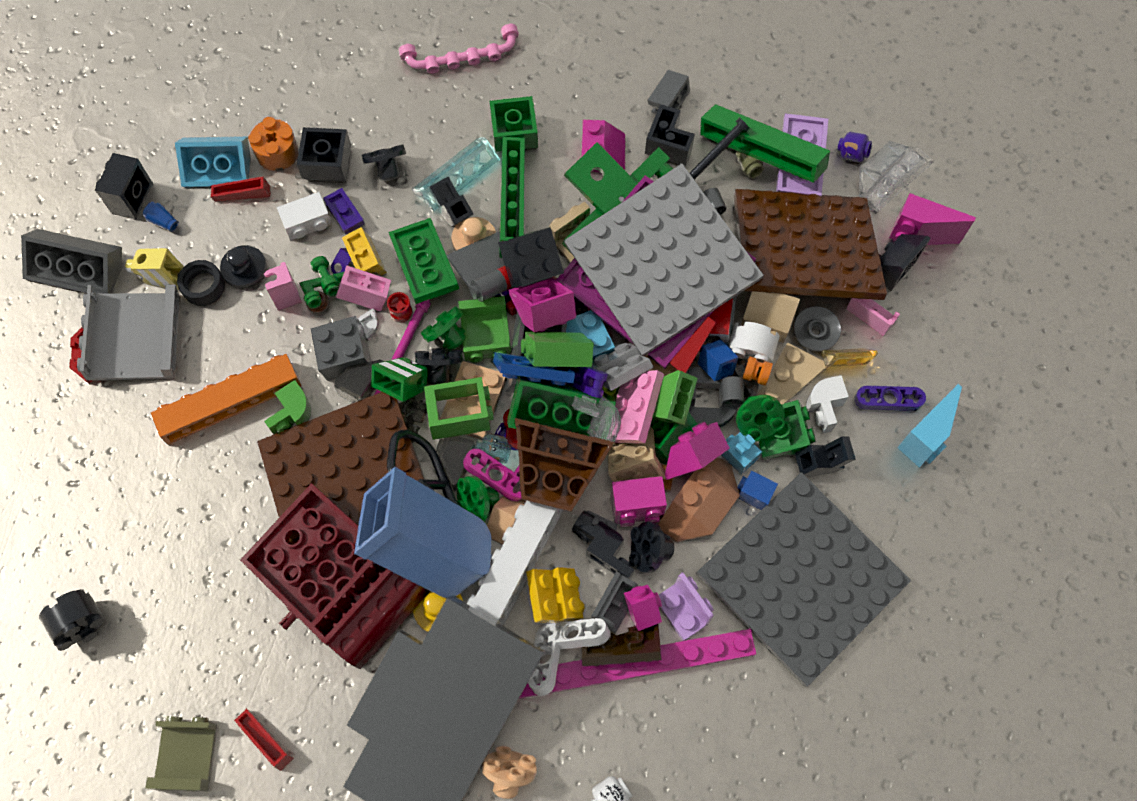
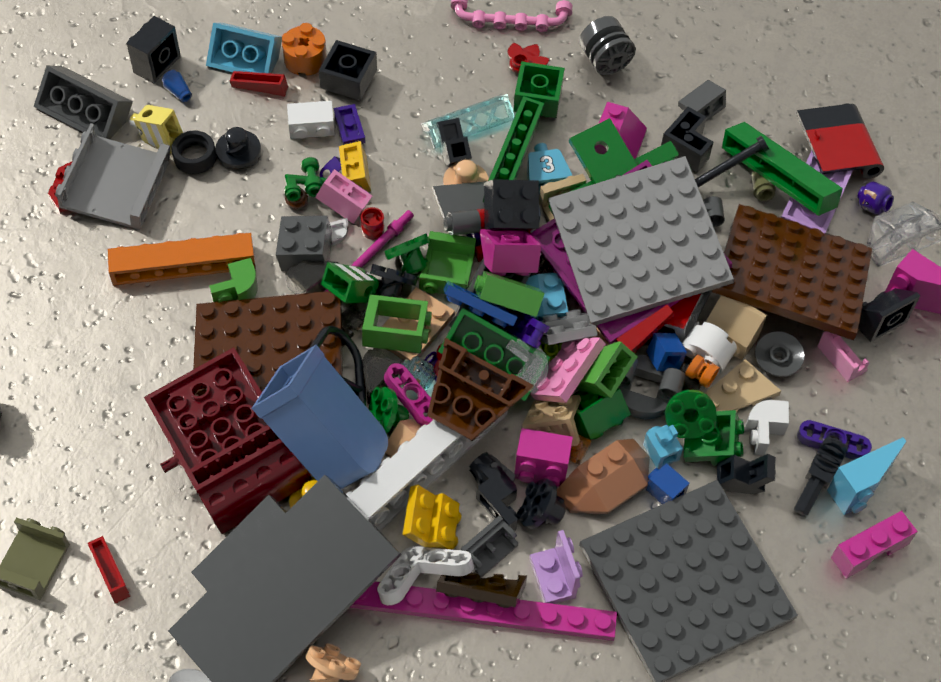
camera: 15 degrees right, 10 degrees down
(283, 289) = (267, 174): bright pink hinge -> none
(385, 161) = (404, 91): black plate -> none
(423, 260) = (409, 187): green plate -> none
(489, 91) = (527, 54): none -> red plate
(546, 203) = (546, 165): none -> medium azure torso
(564, 60) = (607, 45): none -> dark grey wheel
(643, 606) = (515, 556): dark pink brick -> none
(696, 449) = (614, 423): dark pink slope -> none
(807, 98) = (840, 140): none -> door
(848, 357) = (802, 389): clear yellow slope -> none
(890, 434) = (821, 473): none -> black gear
(957, 490) = (864, 547): none -> dark pink arch

